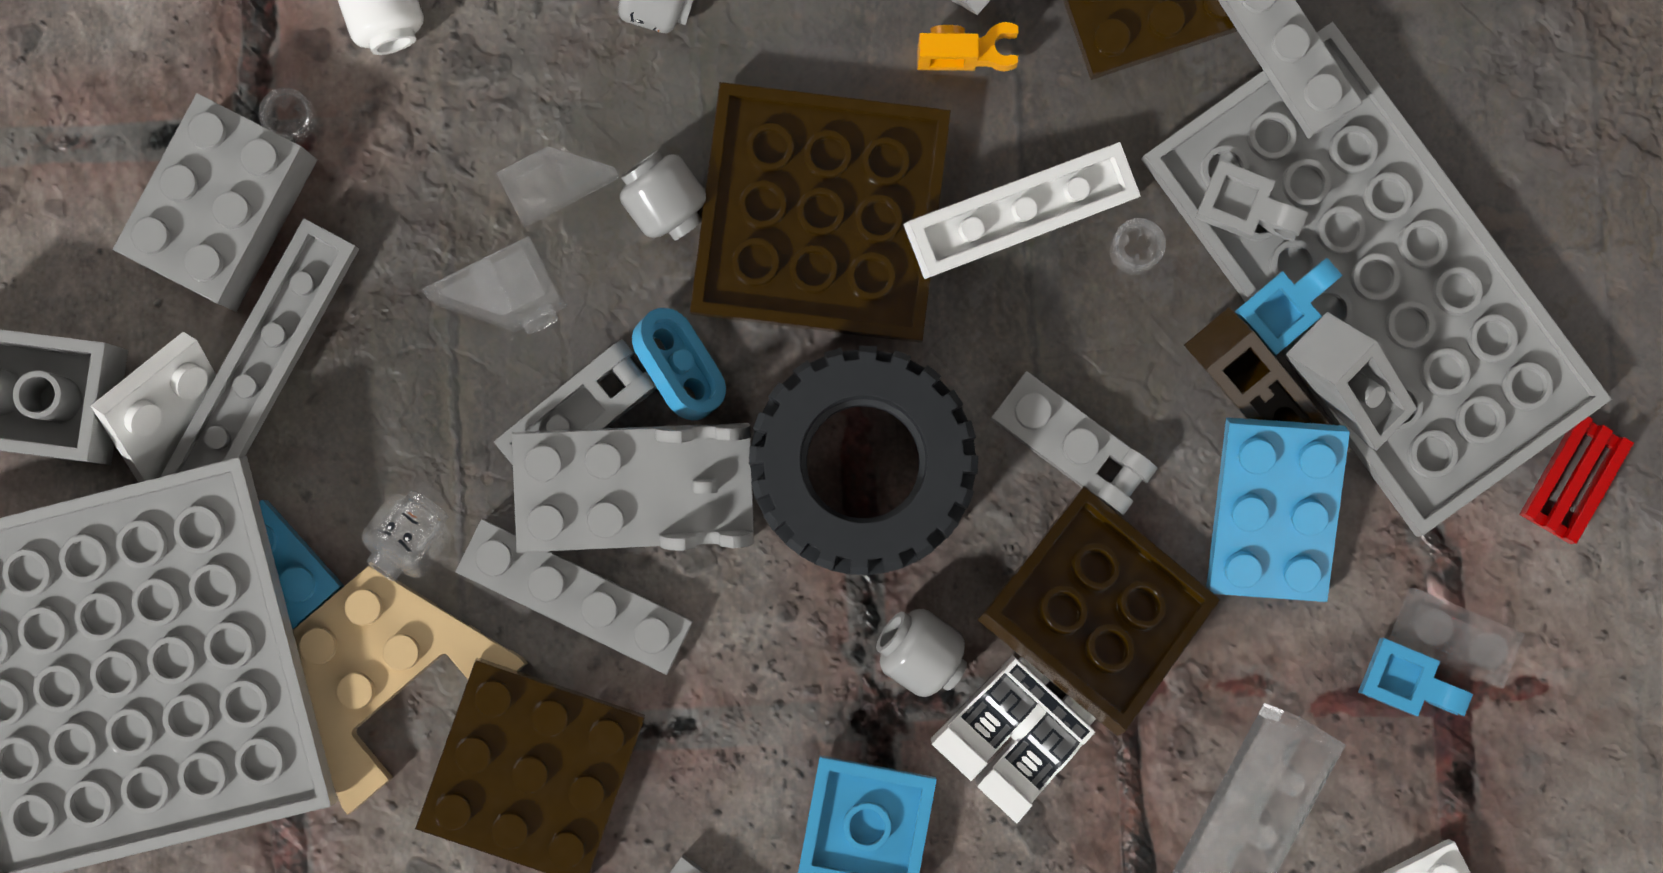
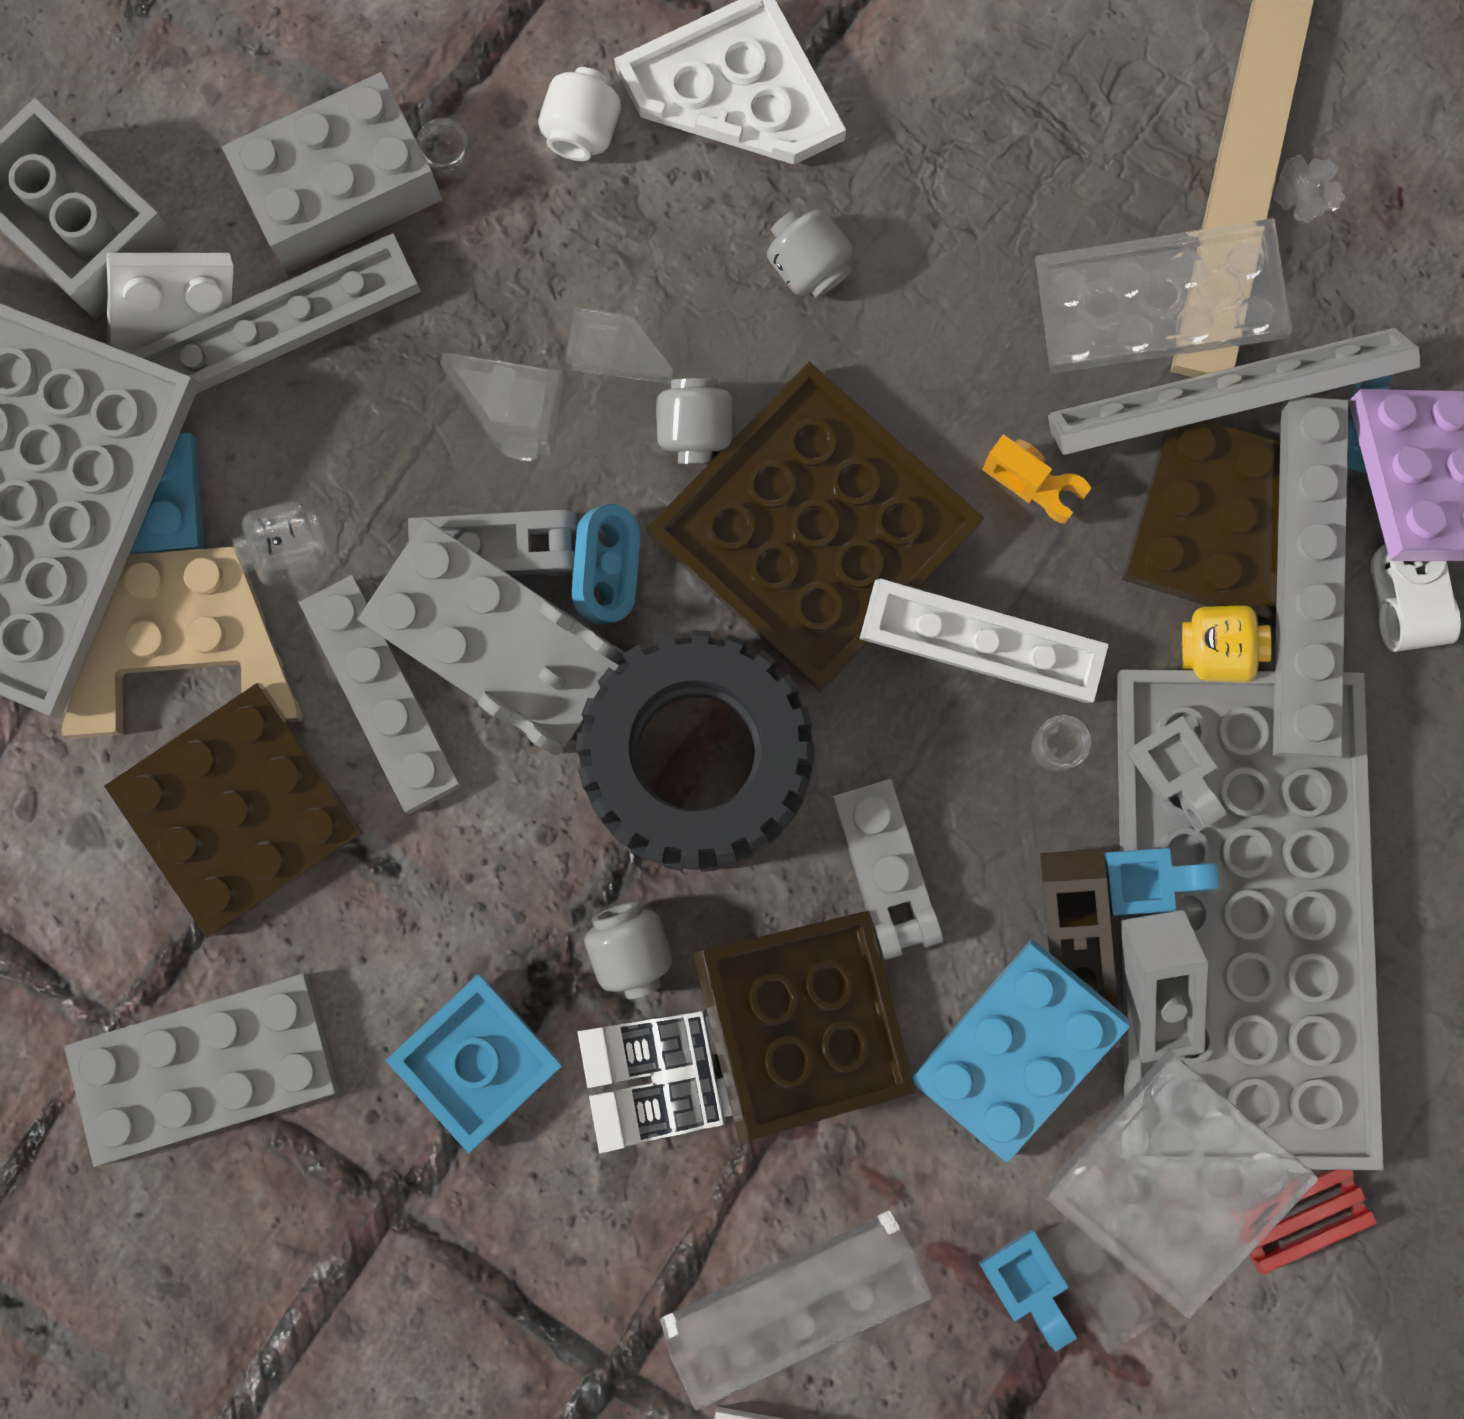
camera: 35 degrees right, 5 degrees down
(1209, 76) = (1225, 644): none -> yellow head
(1468, 523) = (1179, 1184): none -> clear plate

